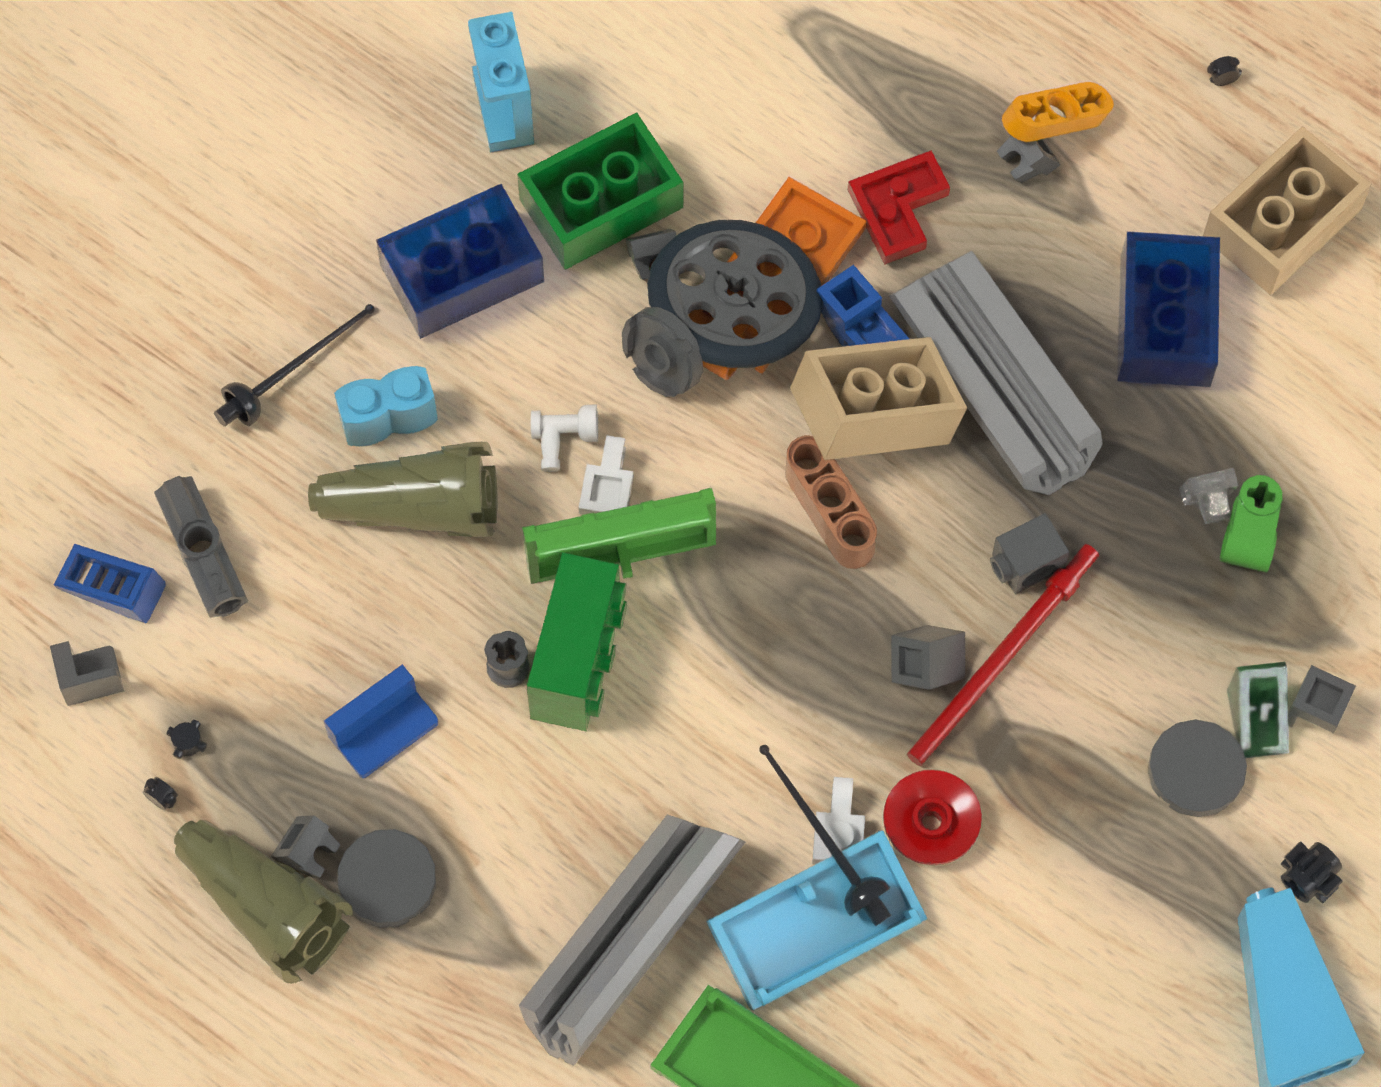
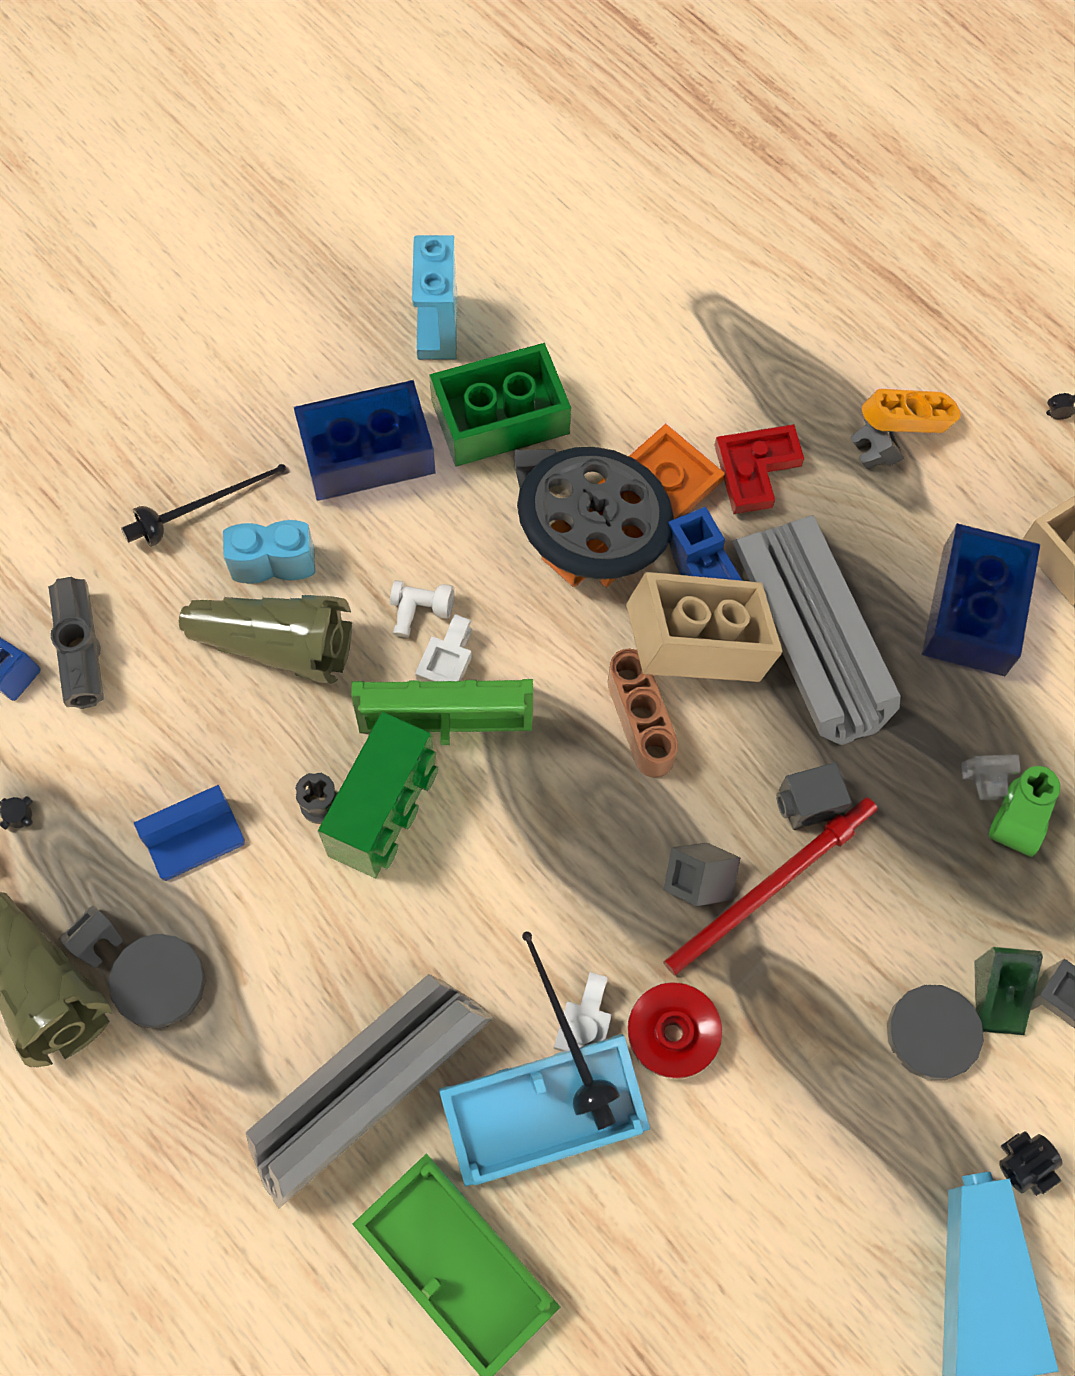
camera: 10 degrees right, 0 degrees up
(663, 351) = (520, 550): dark grey tile -> none

